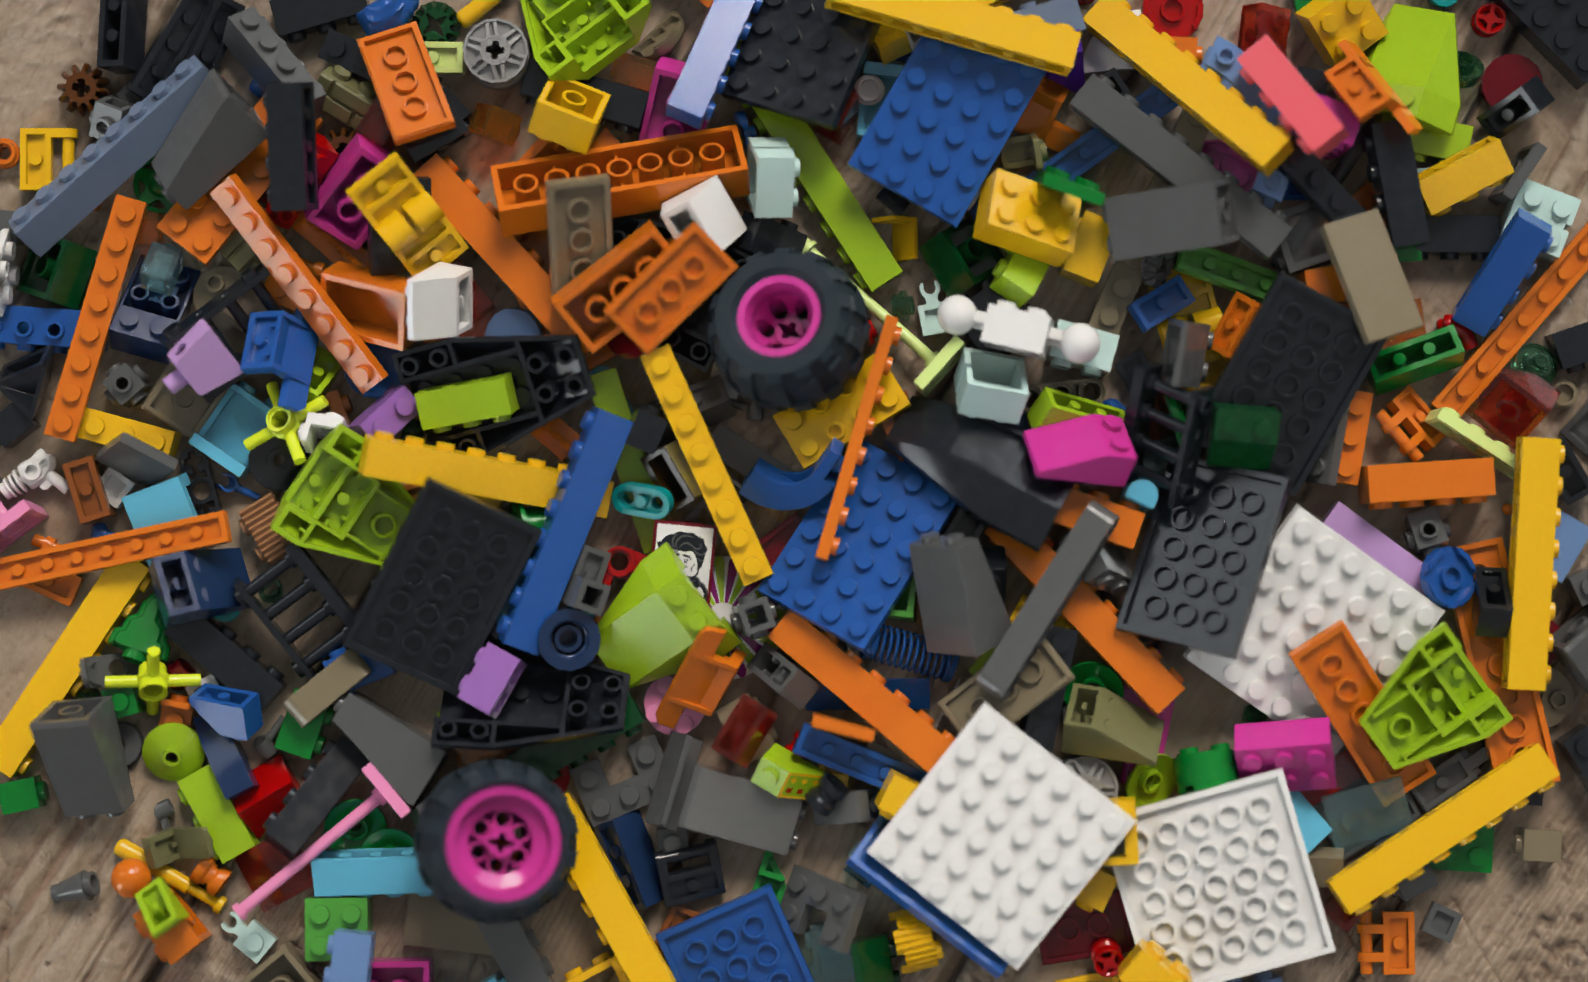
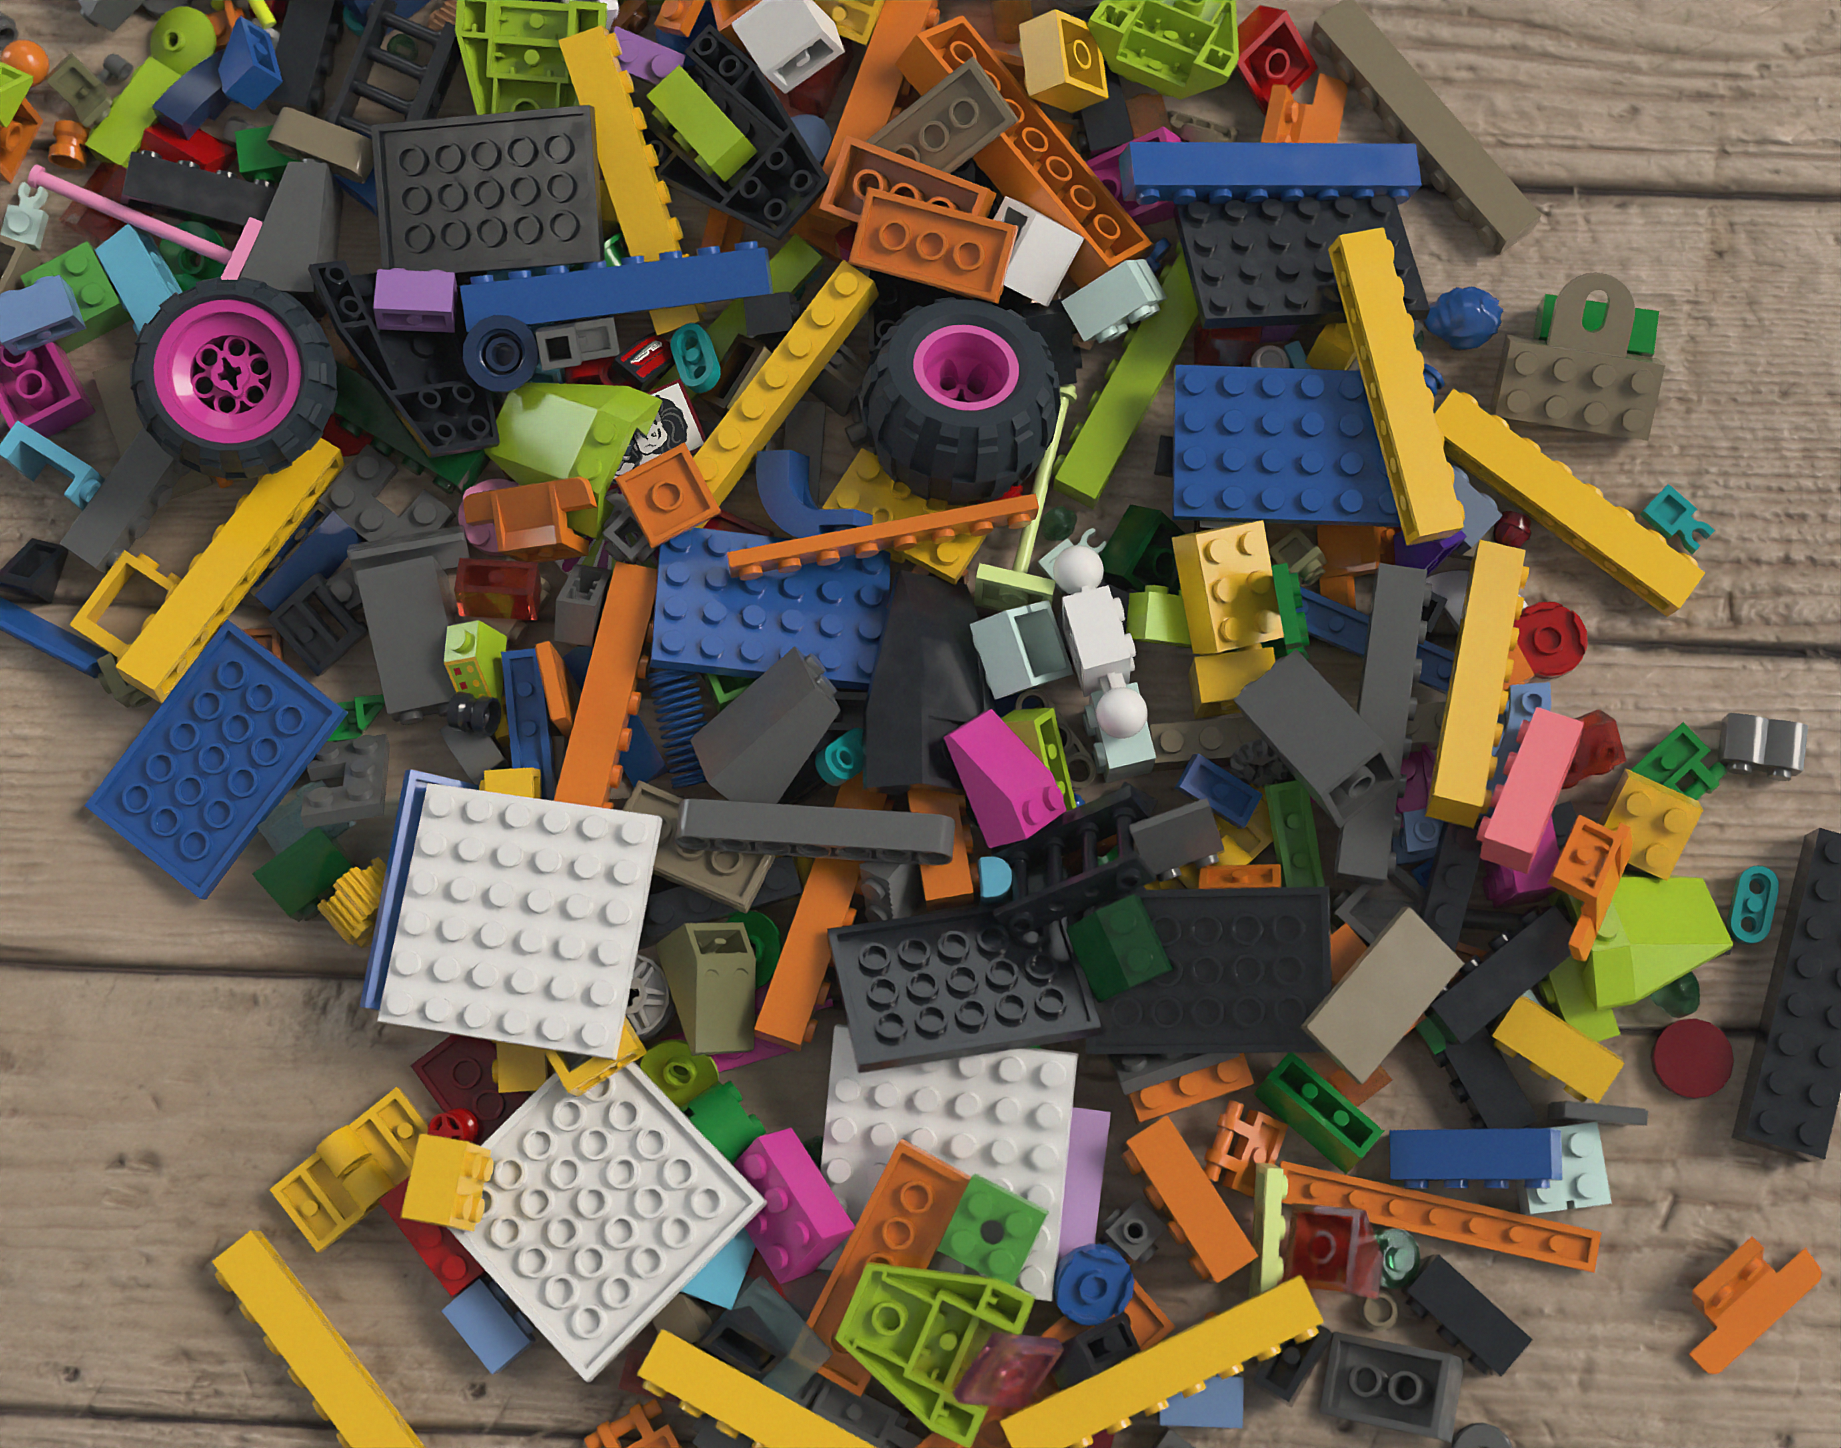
camera: 65 degrees right, 10 degrees down
(126, 849) = (51, 103): yellow piece -> none
(412, 428) = (640, 99): hinge -> none
(621, 536) = (644, 361): none -> slope
(746, 575) = (668, 495): none -> orange tile
(903, 236) = (1137, 485): yellow bracket -> none
(1001, 552) = (841, 758): none -> teal plate
(1363, 831) = (743, 1343): none -> black slope
(1385, 625) = (993, 1230): none -> bright green piece
(1465, 335) = (1380, 1160): red arm -> none
(1479, 665) = (1008, 1370): none -> clear pink tile
(1493, 17) = (1756, 988): red wheel -> none
(1515, 108) = (1670, 1072): black slope -> none

